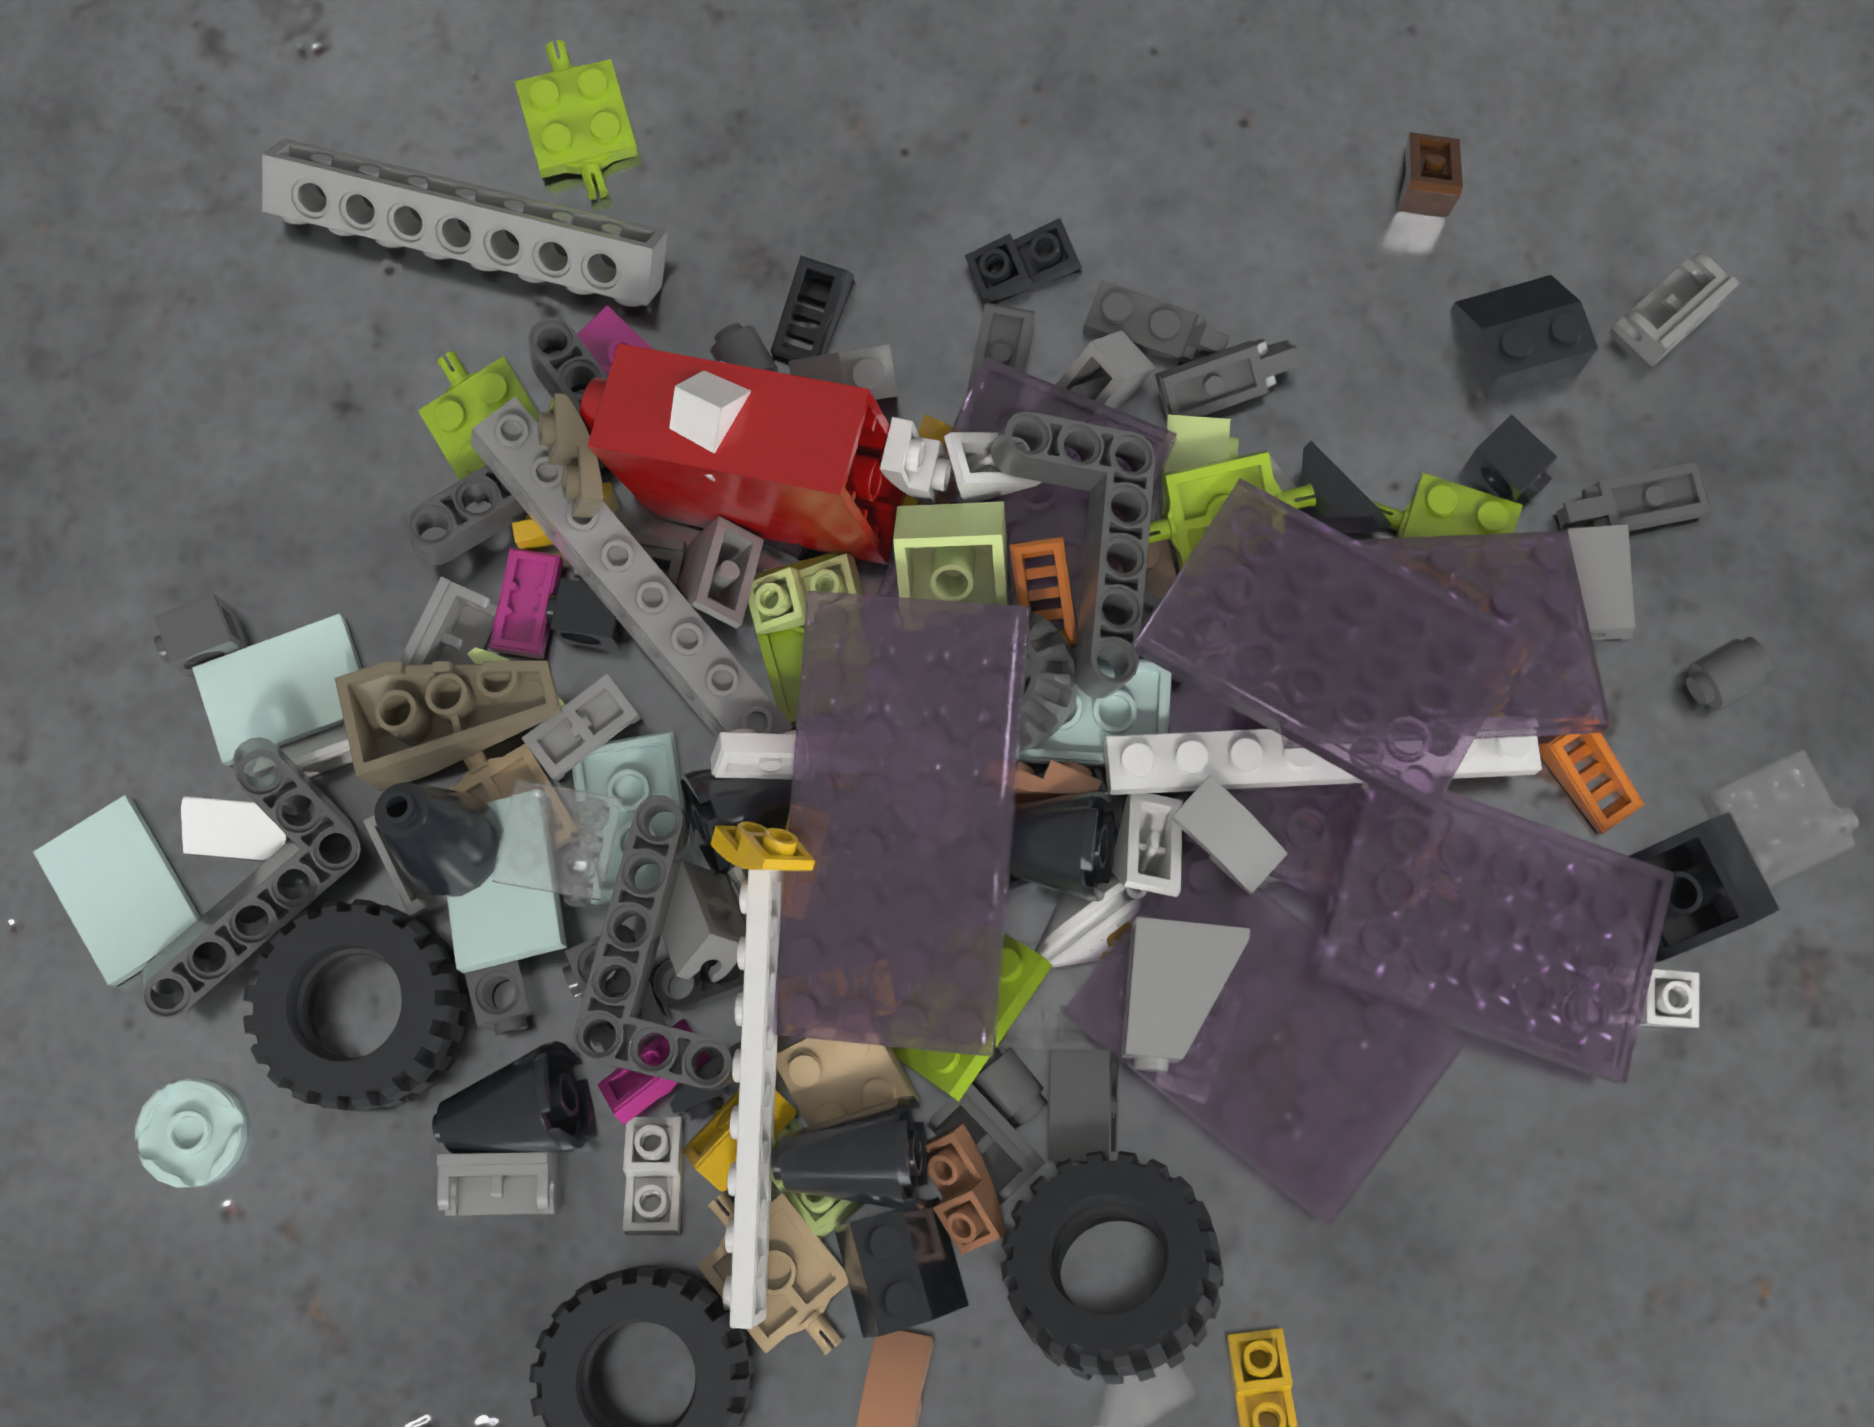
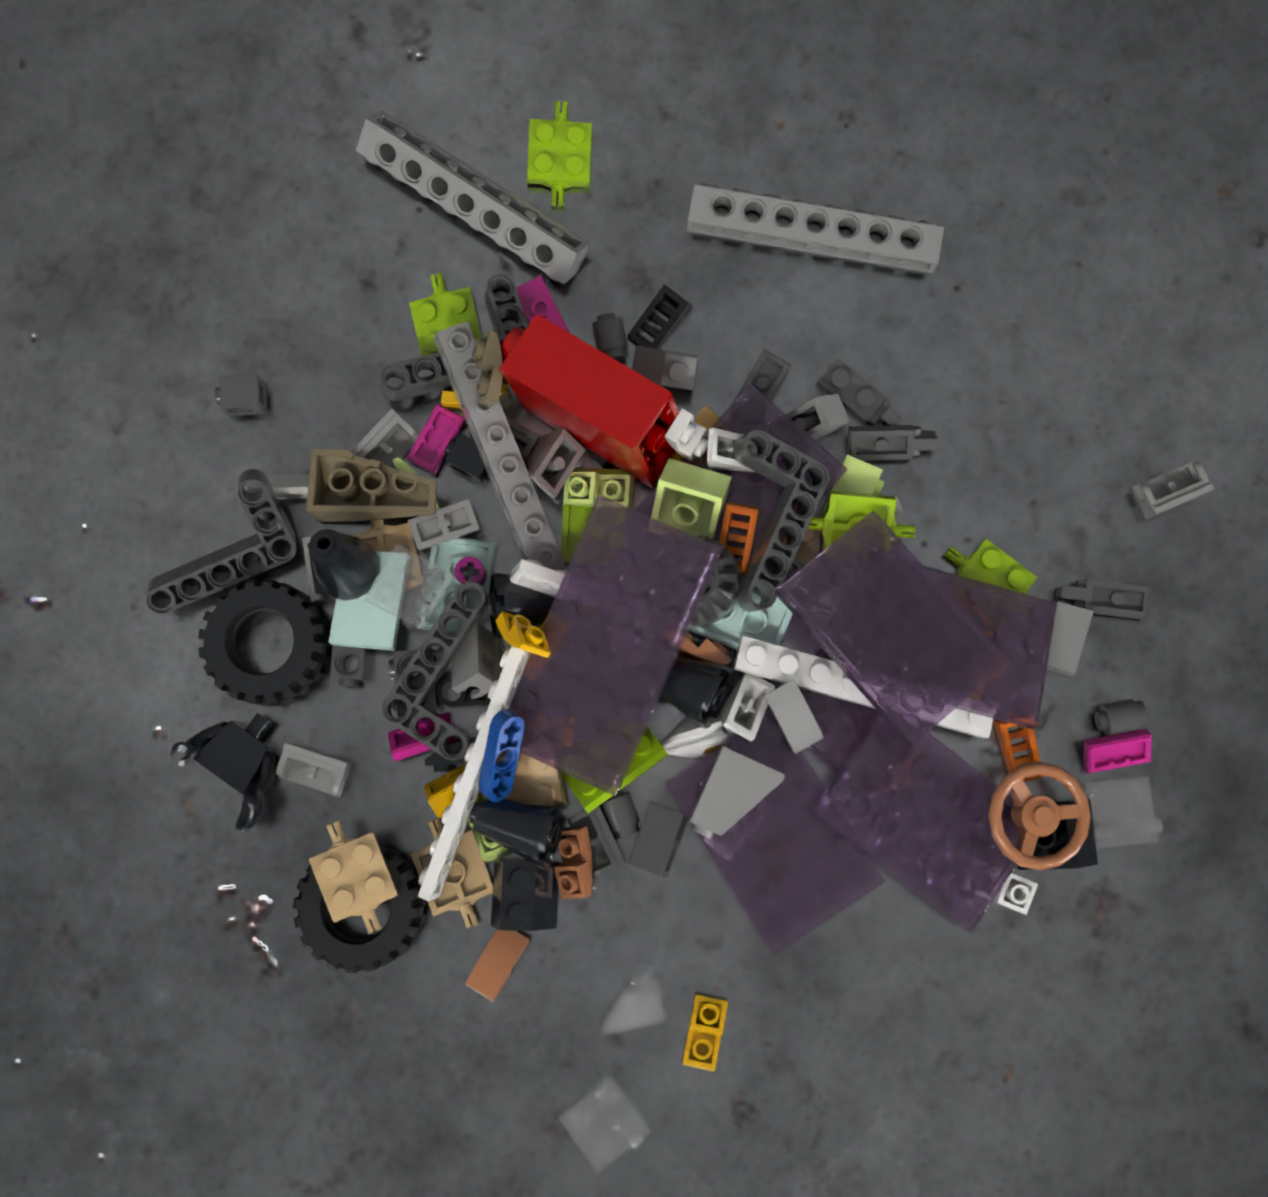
camera: 15 degrees right, 5 degrees up
(117, 889) = (150, 528): light aqua tile -> none
(191, 1133) = (150, 681): light aqua tile -> none
(230, 829) = (224, 515): white slope -> none
(278, 686) = (277, 440): light aqua tile -> none
(370, 1207) = (239, 759): none -> black torso
(519, 1108) = (339, 732): black cone -> none
(616, 1331) = (353, 877): none -> tan plate
(634, 778) = (465, 565): none -> magenta bush
(653, 1176) = (402, 795): white slope -> none
(706, 409) = (574, 371): white slope -> none
(783, 1016) = (504, 734): none -> blue beam
(981, 122) = (800, 237): none -> light grey brick
(1023, 263) = (795, 331): black slope -> none
(1100, 1194) = (638, 892): black tyre -> none
(1338, 499) = (928, 538): black slope -> none
(1432, 175) = (1057, 358): reddish brown slope -> none
(1512, 462) = (1041, 550): black brick -> none
(1525, 334) = (1076, 474): black slope -> none
(1663, 861) = (1038, 816): none -> nougat piece
(1742, 726) = (1117, 751): none -> dark pink plate

